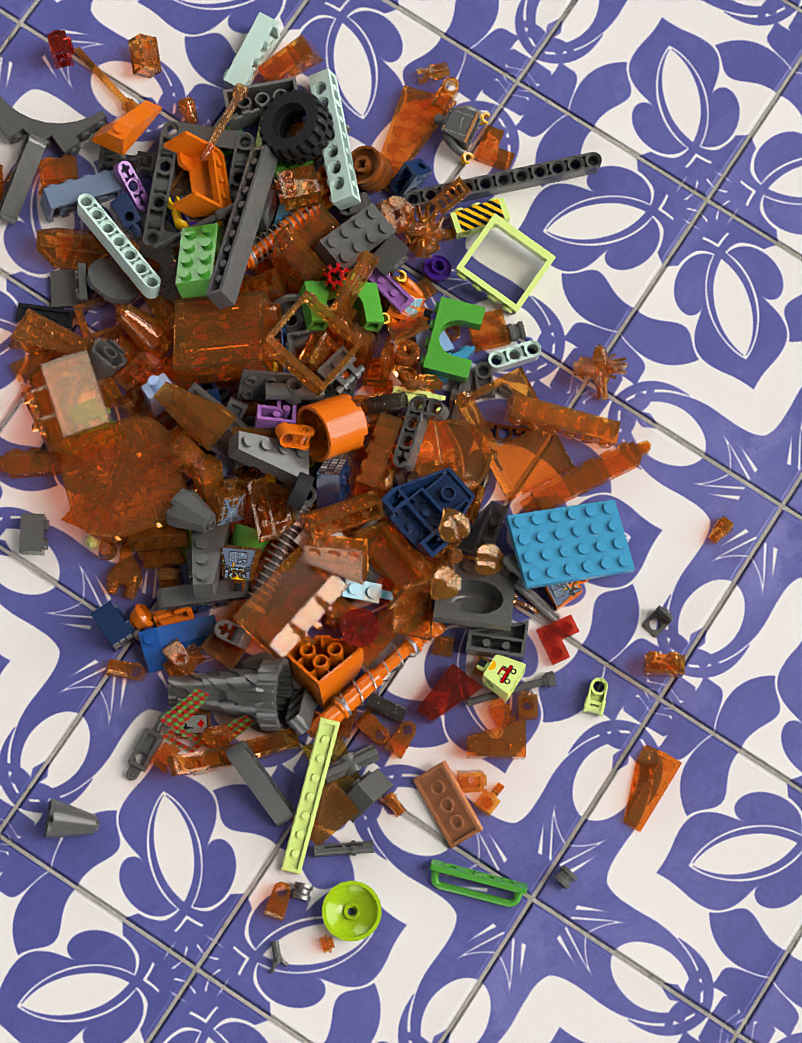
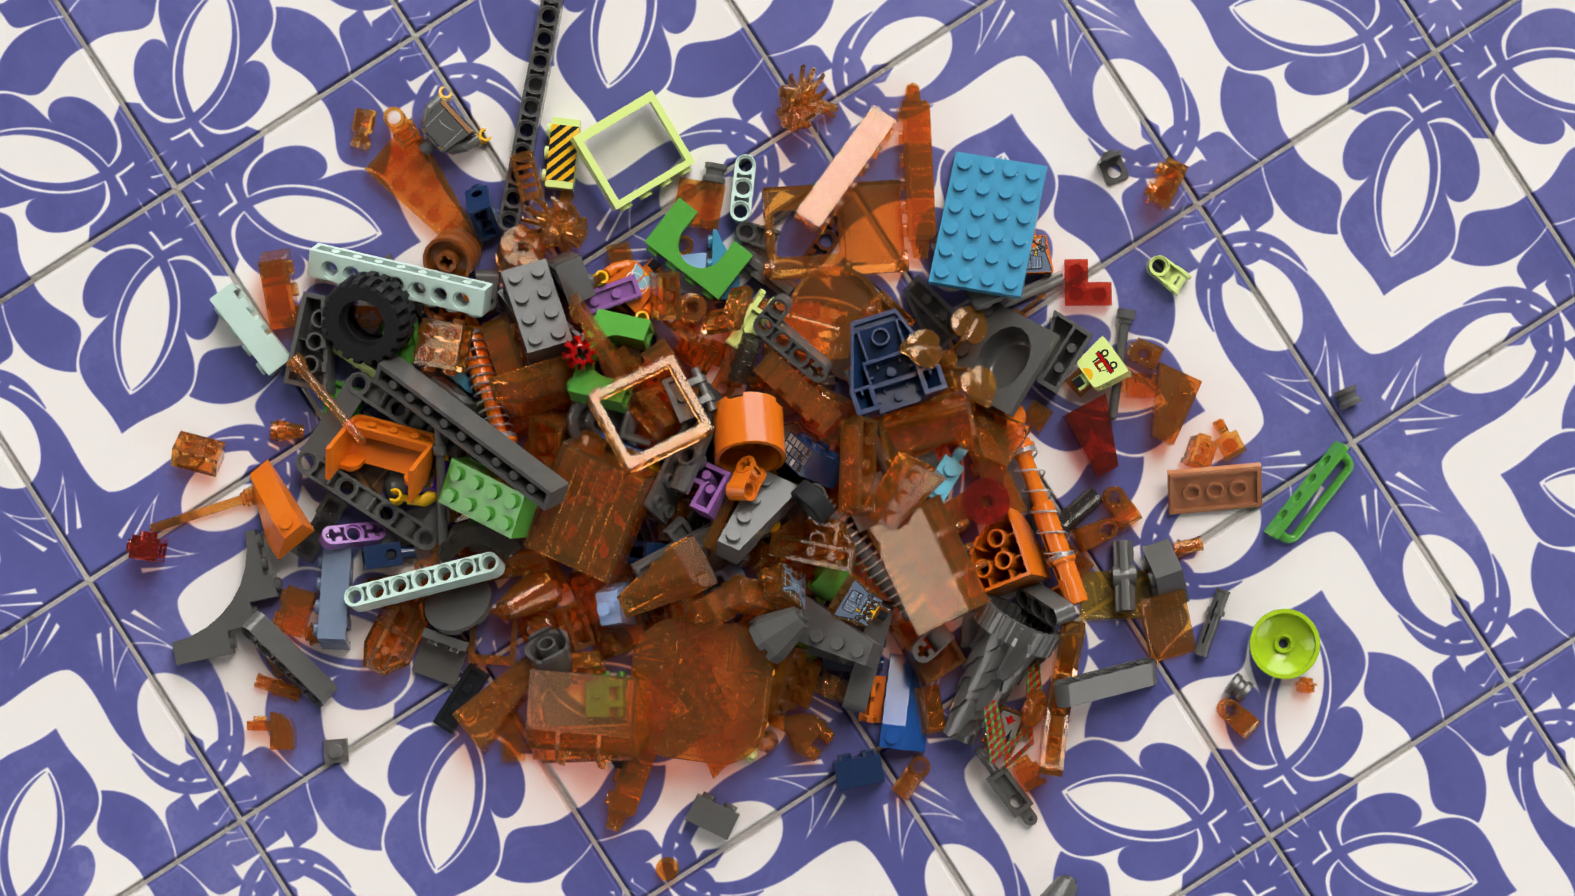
camera: 55 degrees left, 10 degrees up
(141, 617) = (860, 734): orange cone -> none
(179, 657) = (925, 712): clear orange piece -> none
(277, 957) = (1296, 744): dark grey bar -> none
(310, 795) = (1142, 634): yellowish green tile -> none
(437, 268) = (603, 229): dark purple plate -> none
(489, 151) = (490, 106): clear orange plate -> none
(649, 782) = (1287, 259): clear orange wedge -> none
(721, 528) = (1041, 49): clear orange cone -> none

